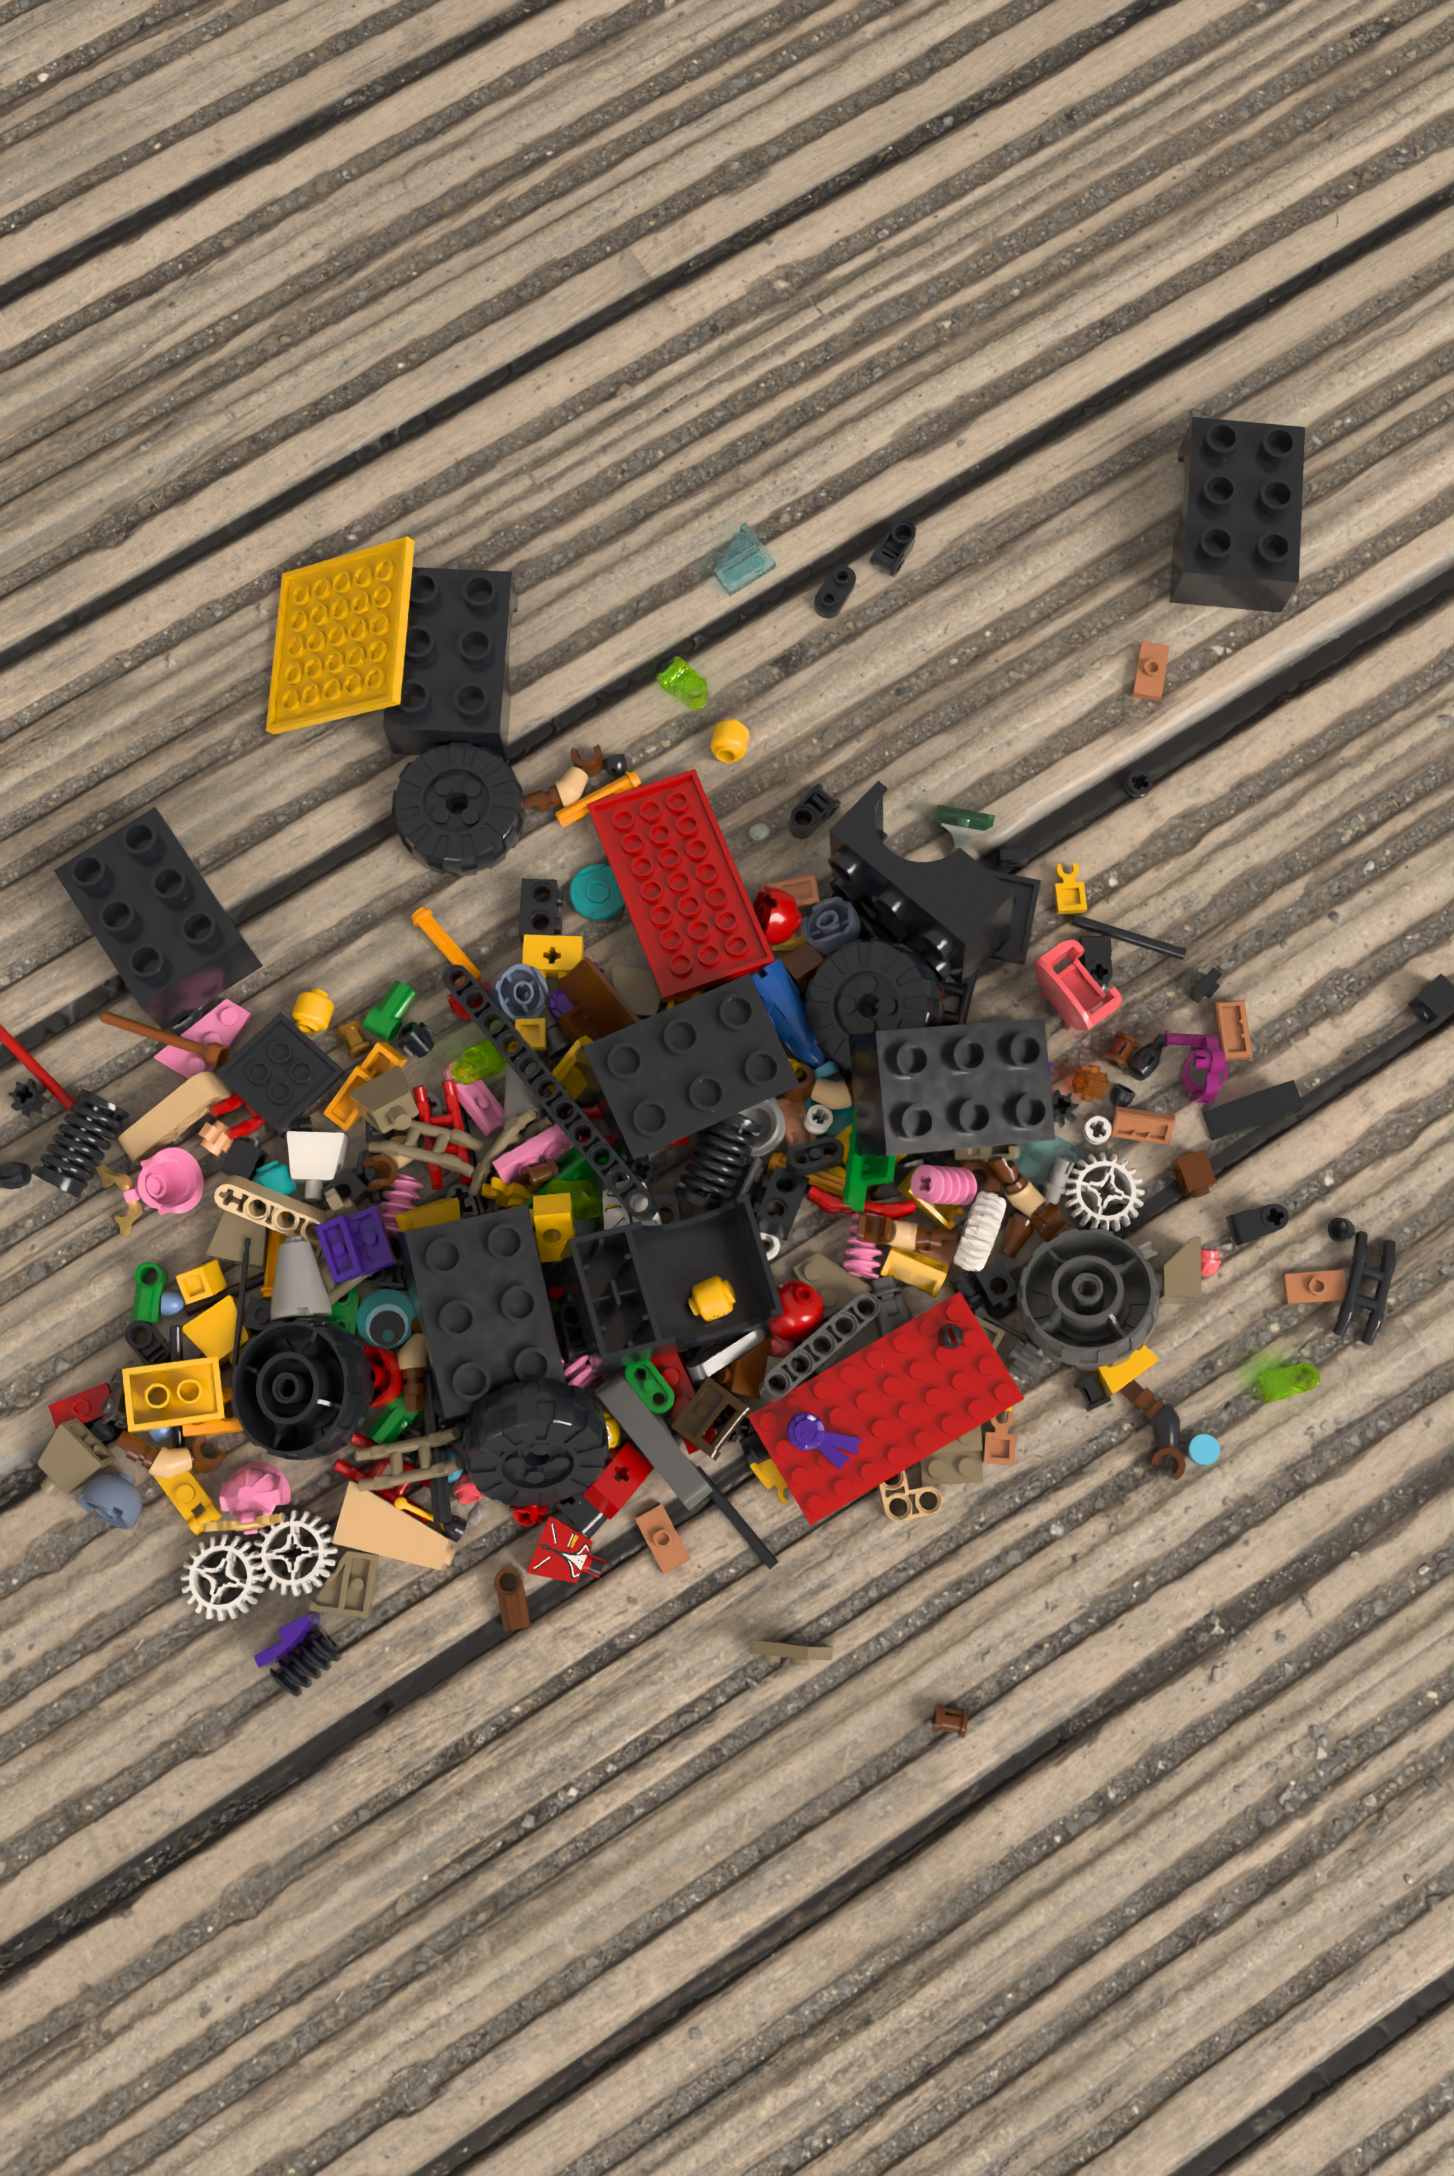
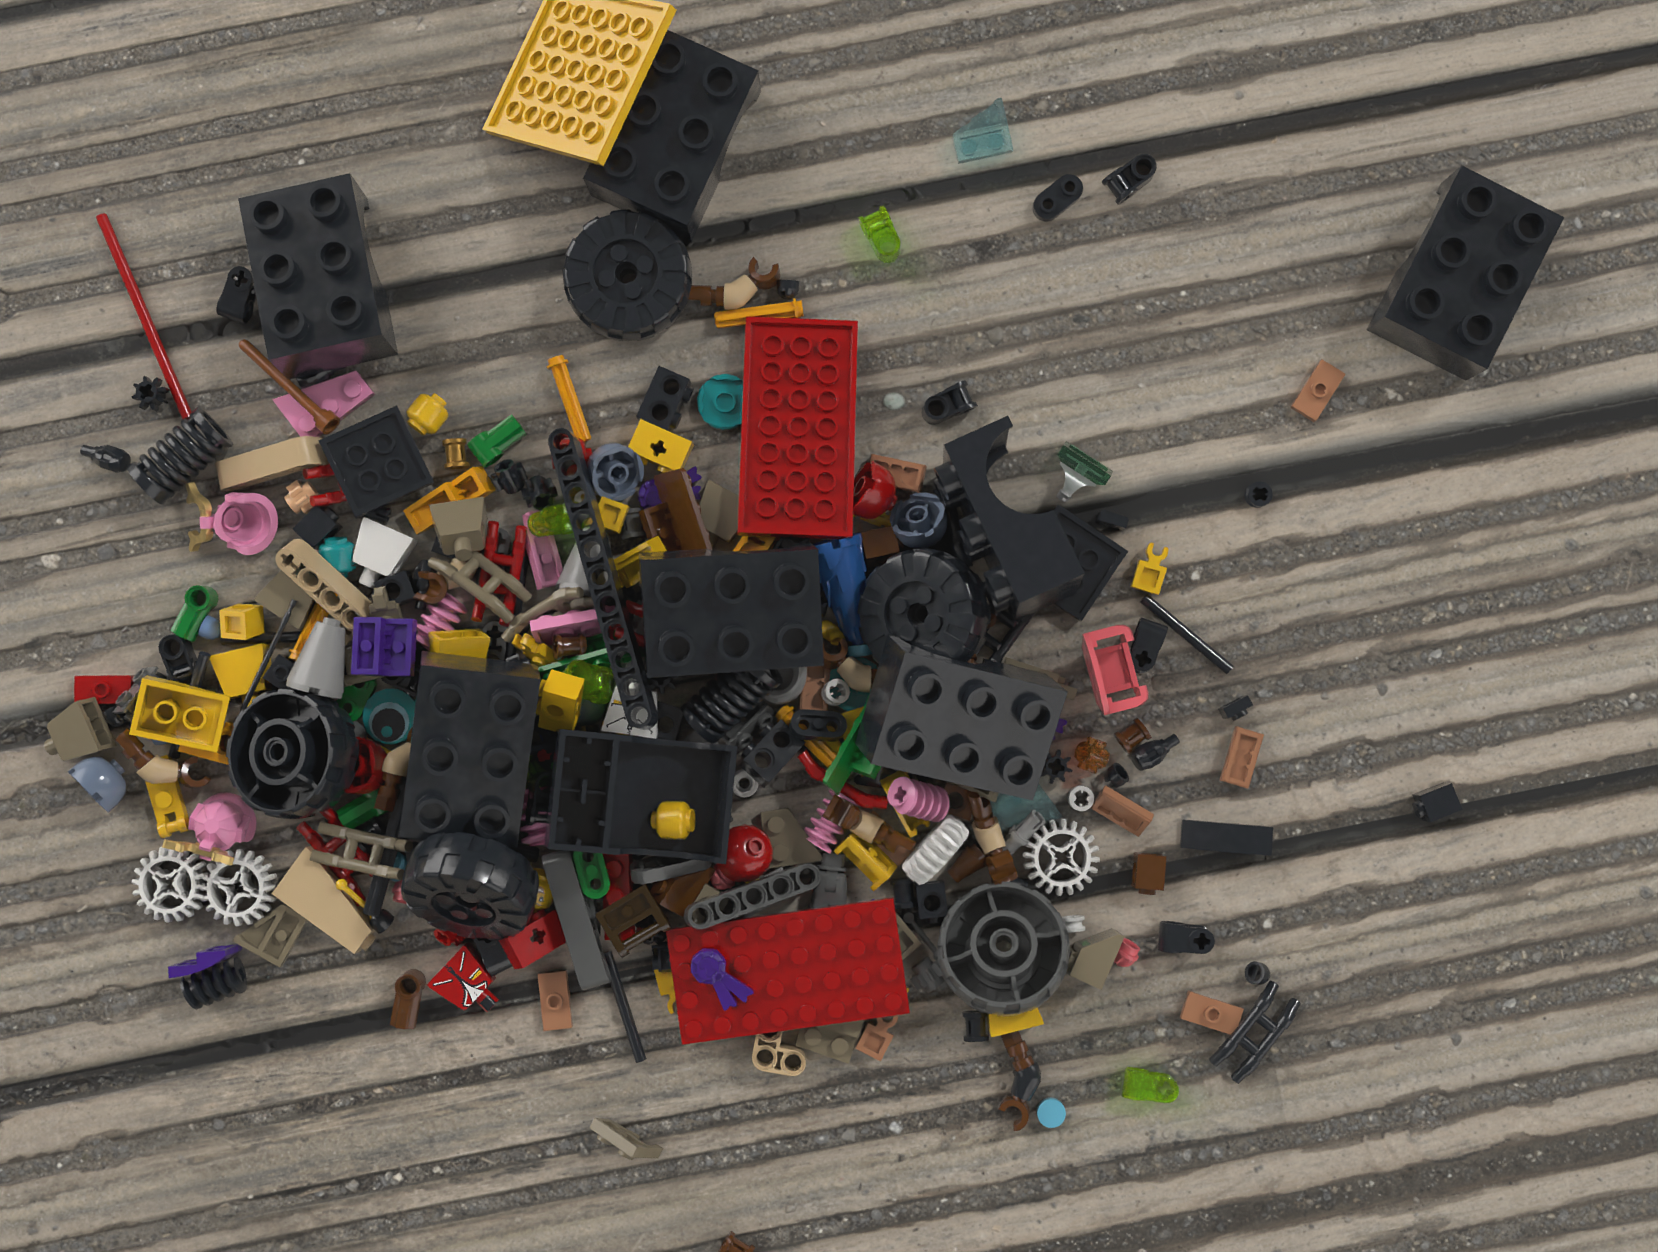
camera: 25 degrees right, 10 degrees up
(83, 975) = (237, 298): none -> black piece
(451, 1043) = (539, 492): none -> black gear
(729, 741) = (900, 306): yellow head -> none
(944, 1339) = (874, 935): black hinge -> none
(1204, 1069) = (1197, 783): magenta piece -> none

